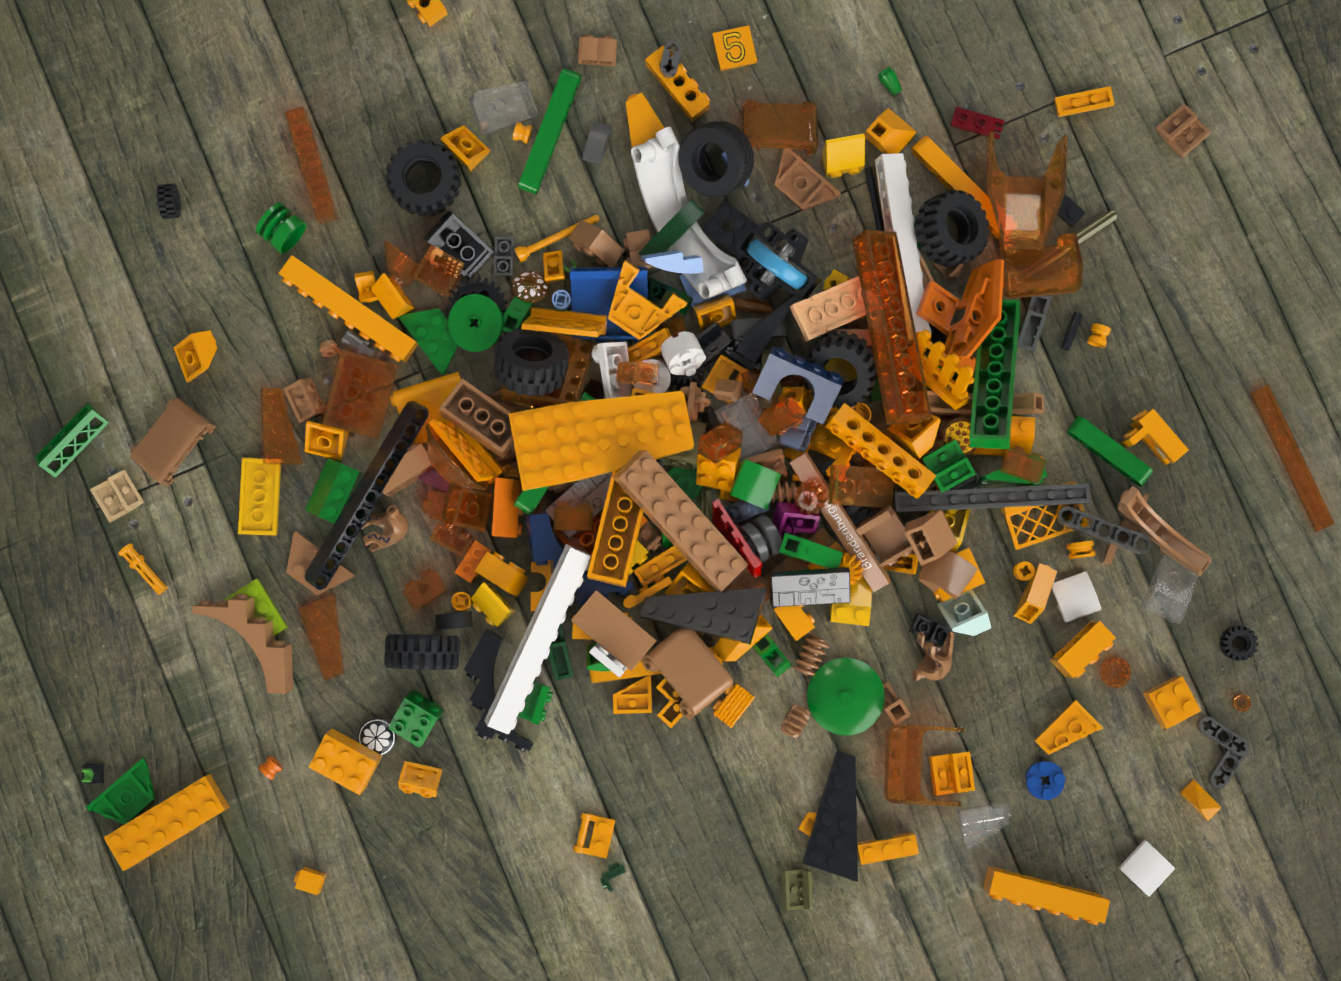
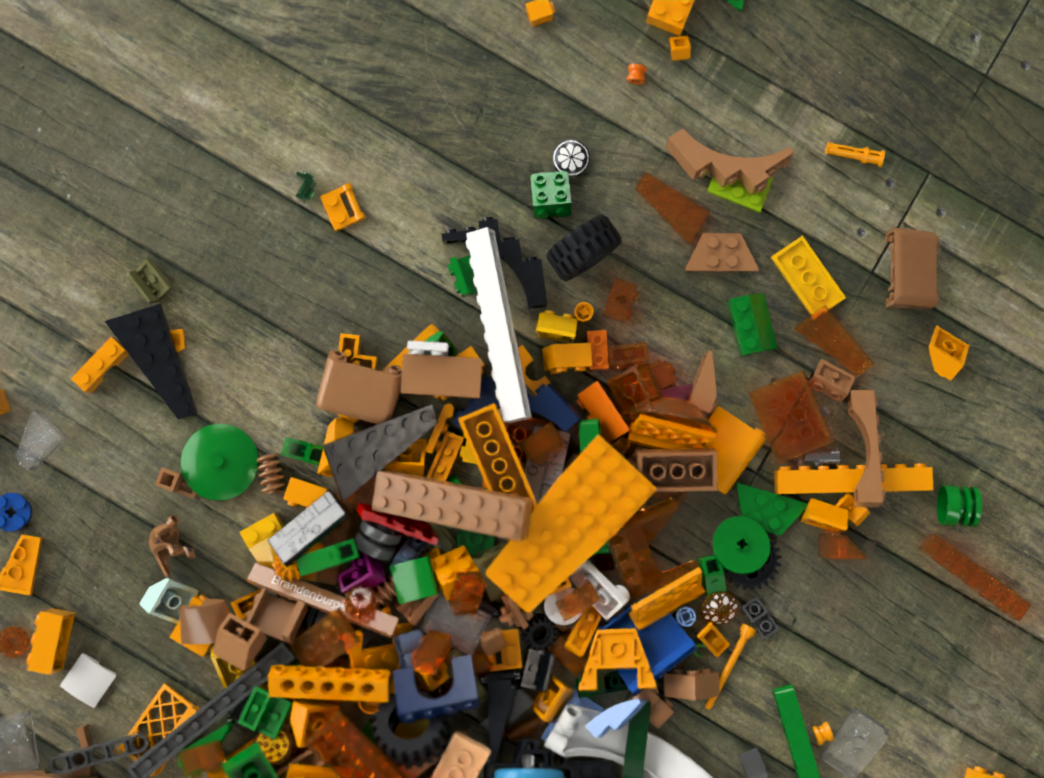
camera: 145 degrees right, 0 degrees up
(66, 435) = (998, 213): green fence -> none
(117, 496) = (921, 195): tan slope -> none
(217, 763) = (680, 48): none -> light orange slope
(298, 357) = (862, 410): none -> medium nougat arch
(325, 440) = (789, 360): light orange slope -> none
(329, 348) = (844, 436): medium nougat plate -> none
(345, 761) = (581, 120): light orange brick -> none
(366, 495) = (723, 340): black beam -> none
(394, 528) = (681, 331): medium nougat piece -> none
(419, 779) = (512, 150): light orange bracket -> none
(423, 153) = (899, 642): black tyre -> none
(439, 271) = (803, 565): clear orange slope -> none
(453, 620) = (578, 292): black tyre -> none
(460, 242) = (804, 599): black slope -> none
(465, 147) = (860, 686): light orange slope -> none
(530, 362) = (661, 532): black tyre -> none
(560, 657) = (471, 325): dark green slope -> none
(634, 698) = (389, 336): light orange wing -> none
(649, 537) = (470, 474): medium nougat bracket -> none
(683, 354) = (551, 644): white brick -> none
(733, 704) = (305, 388): light orange brick -> none
(795, 720) = (246, 412): medium nougat gear -> none
(904, 764) = (132, 441): clear orange windscreen -> none
(933, 631) = (185, 566): black slope -> none
(951, 773) = (91, 462): light orange slope -> none
(1019, 571) = (150, 669): light orange wheel -> none
(1036, 594) = (121, 659): light orange slope -> none
(1080, 547) = (112, 724): light orange wheel -> none

